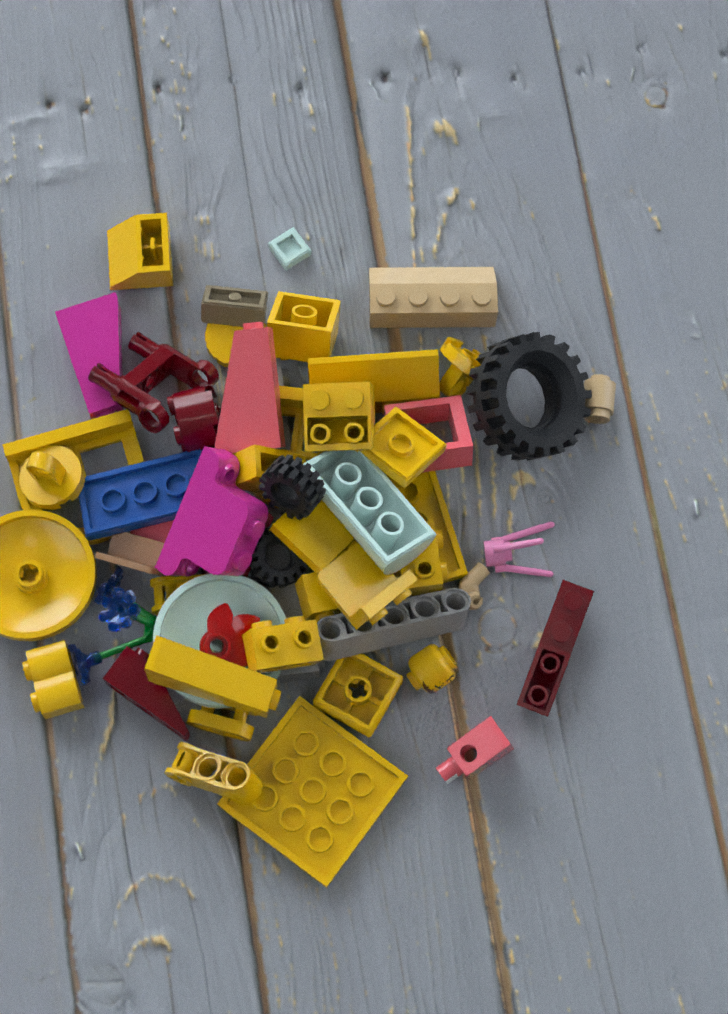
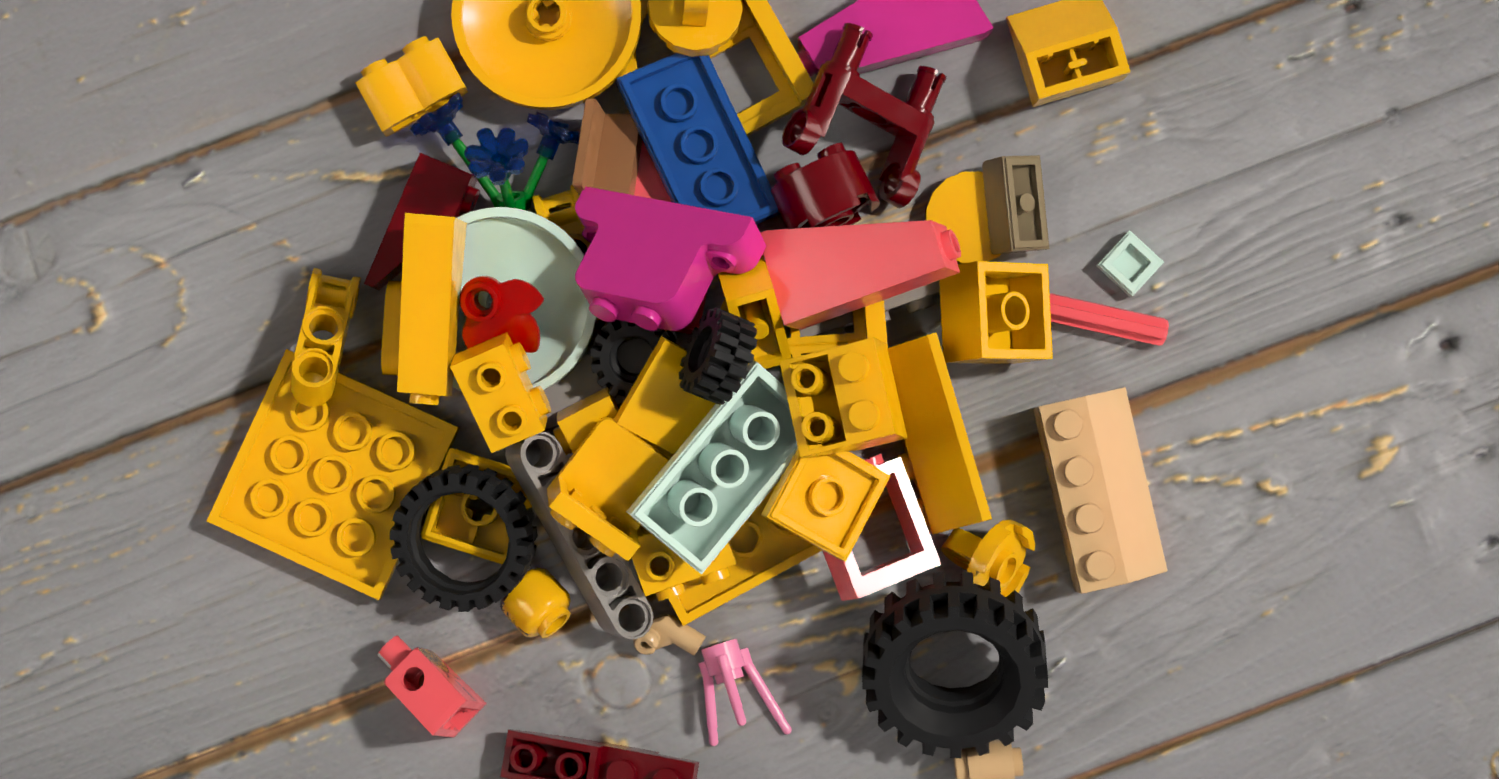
camera: 80 degrees right, 15 degrees up
(324, 265) = (1108, 320): none -> coral axle
(417, 700) = (418, 567): none -> black tyre

